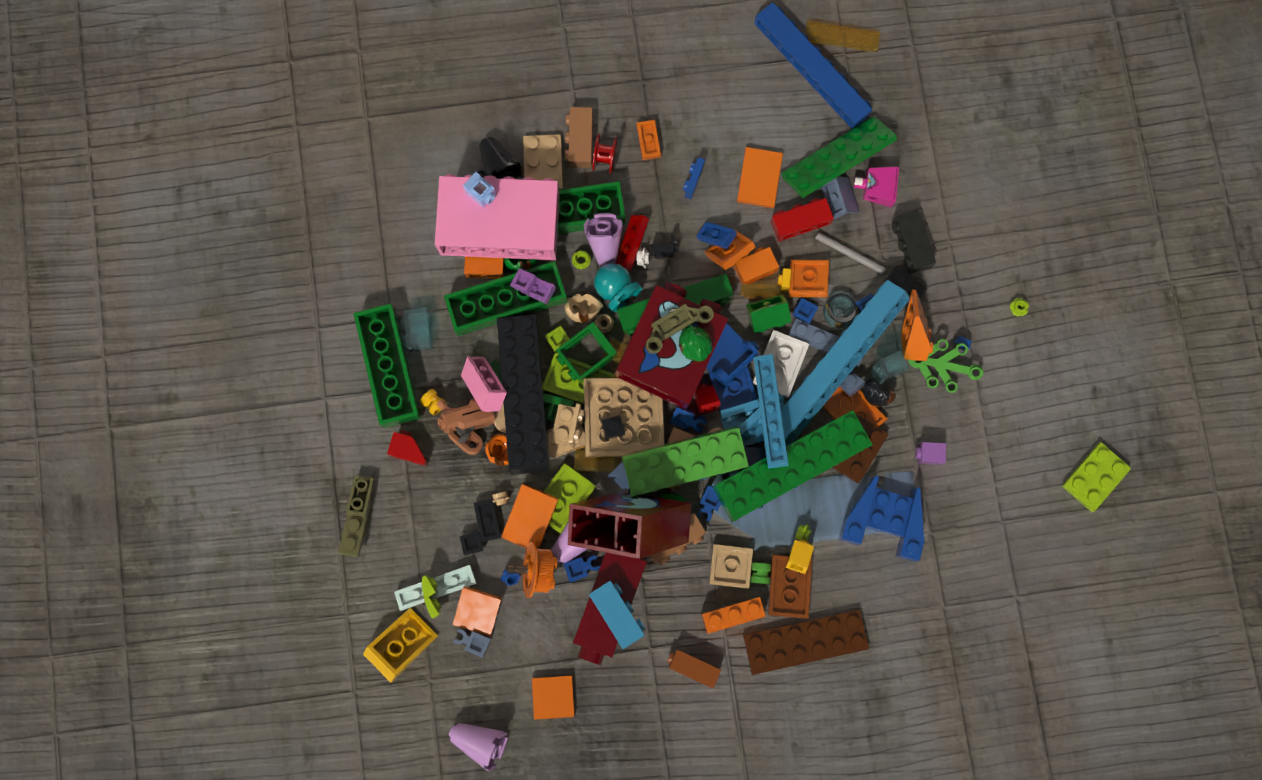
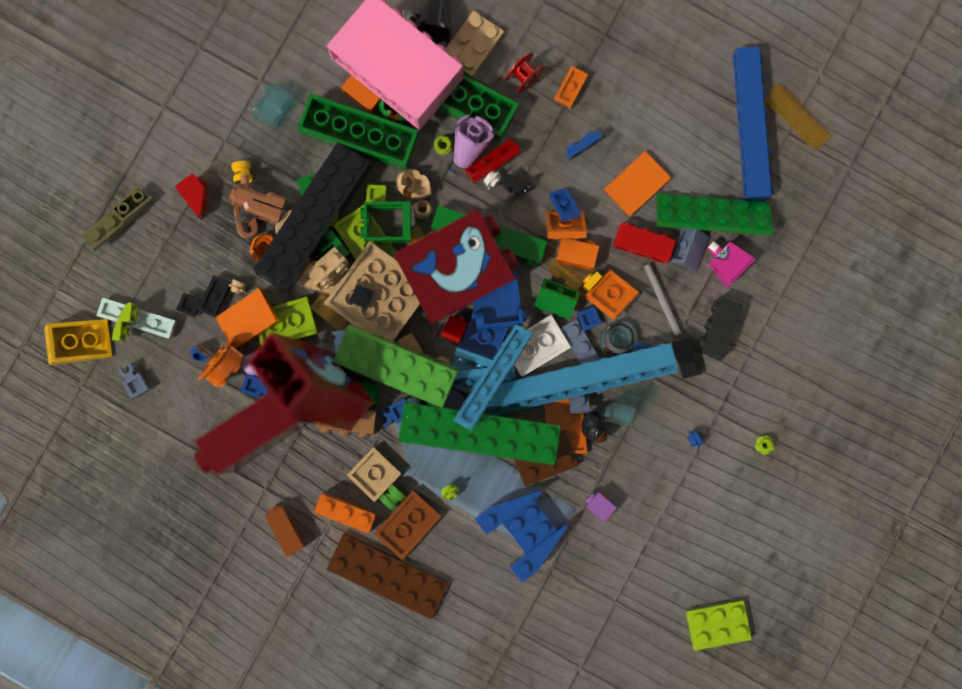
camera: 40 degrees right, 5 degrees up
(387, 366) = (226, 116): green brick -> none
(477, 611) = (154, 360): tile -> none
(479, 190) = (393, 27): light blue window -> none
(479, 743) = (79, 462): lavender cone -> none
(483, 384) = (287, 187): bright pink brick -> none
(533, 286) = (384, 137): medium lavender slope -> none
(553, 697) = (162, 469): orange tile -> none
(579, 137) = (517, 43): medium nougat brick -> none
(615, 284) = (452, 184): teal tile -> none
(617, 614) = (242, 445): dark azure brick -> none
(674, 323) = (466, 250): olive plate -> none
(685, 418) = (428, 333): blue plate -> none
(695, 343) = (471, 279): green hair -> none
(800, 556) = (431, 507): yellow brick -> none
(915, 331) = (662, 402): orange slope -> none
(942, 364) = (664, 443): bright green plant -> none

